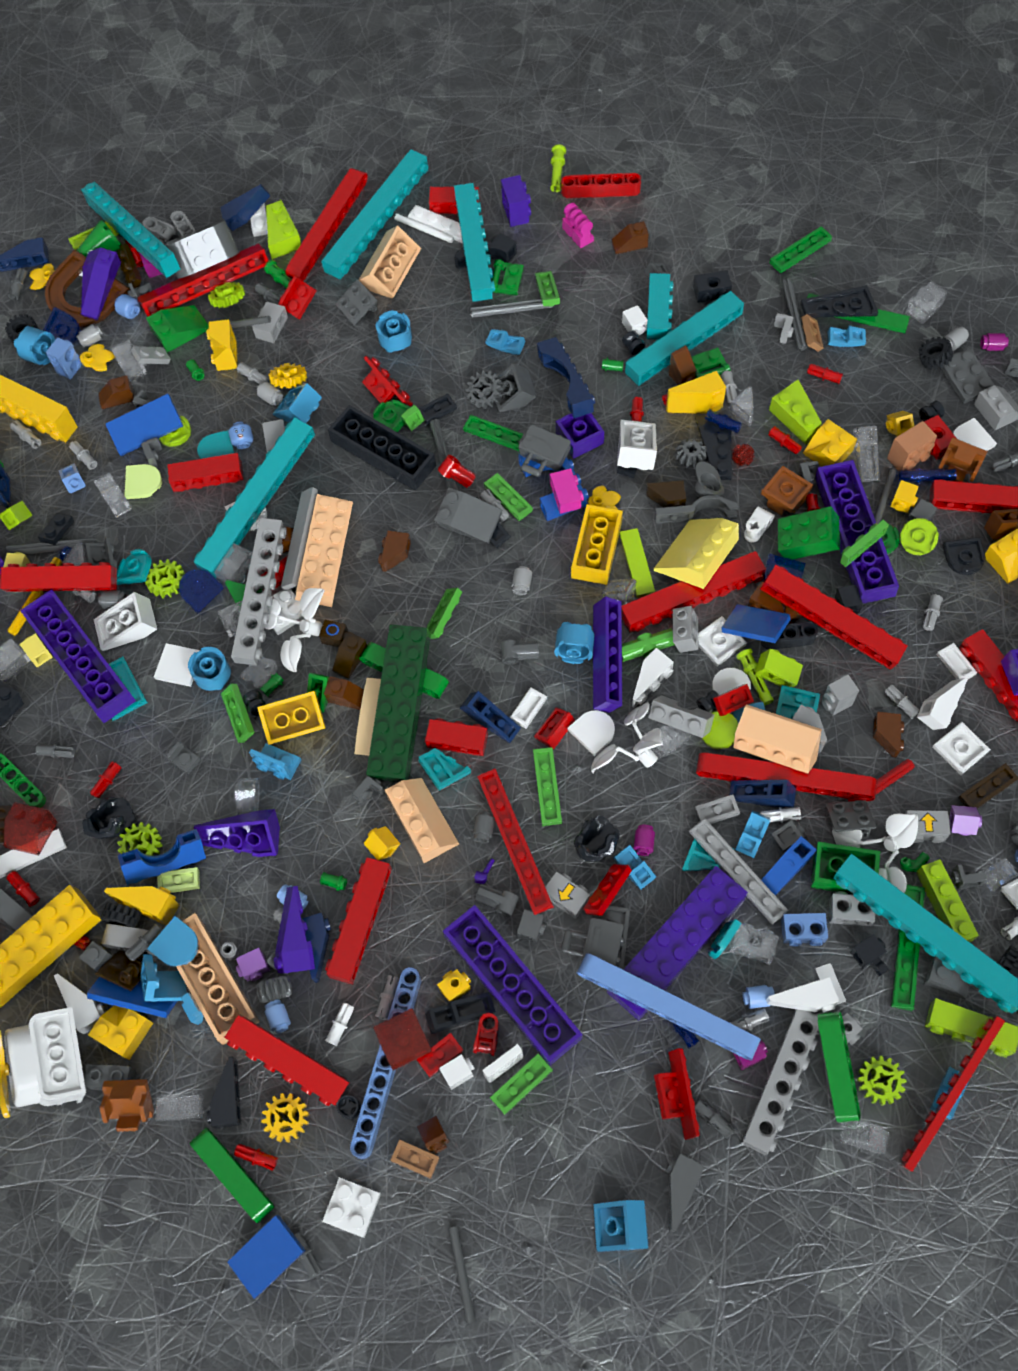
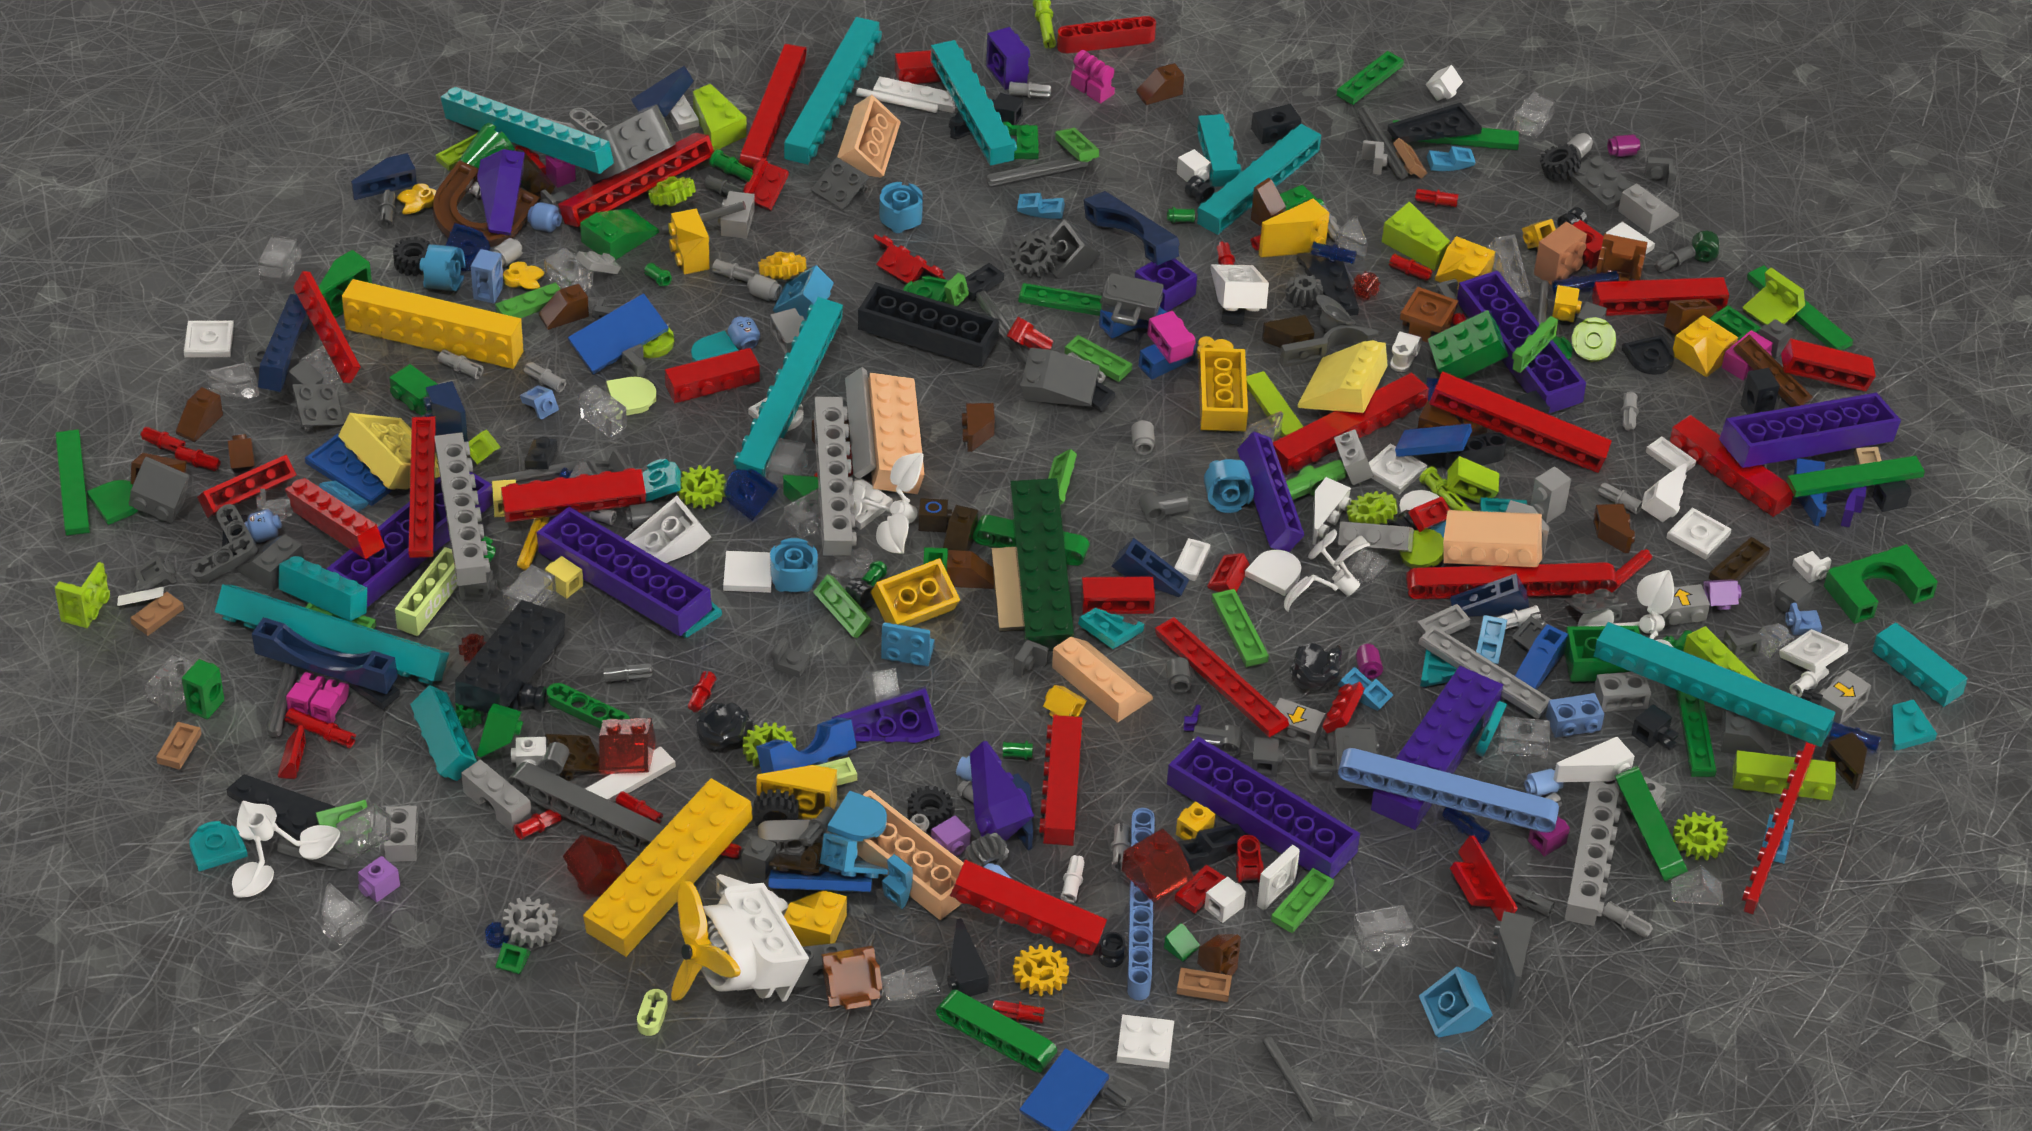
camera: 20 degrees left, 20 degrees down
(92, 383) = (528, 302): none -> bright green plate
(238, 921) = (930, 798): none -> black tyre
(409, 1109) = (1181, 942): none -> slope
(527, 230) = (1030, 89): none -> light grey axle
(580, 1130) = (1382, 928): none -> clear brick
(687, 684) = (1372, 508): none -> lime gear
(795, 1159) = (1627, 919): none -> light grey axle
(859, 263) = (1444, 83): none -> white brick

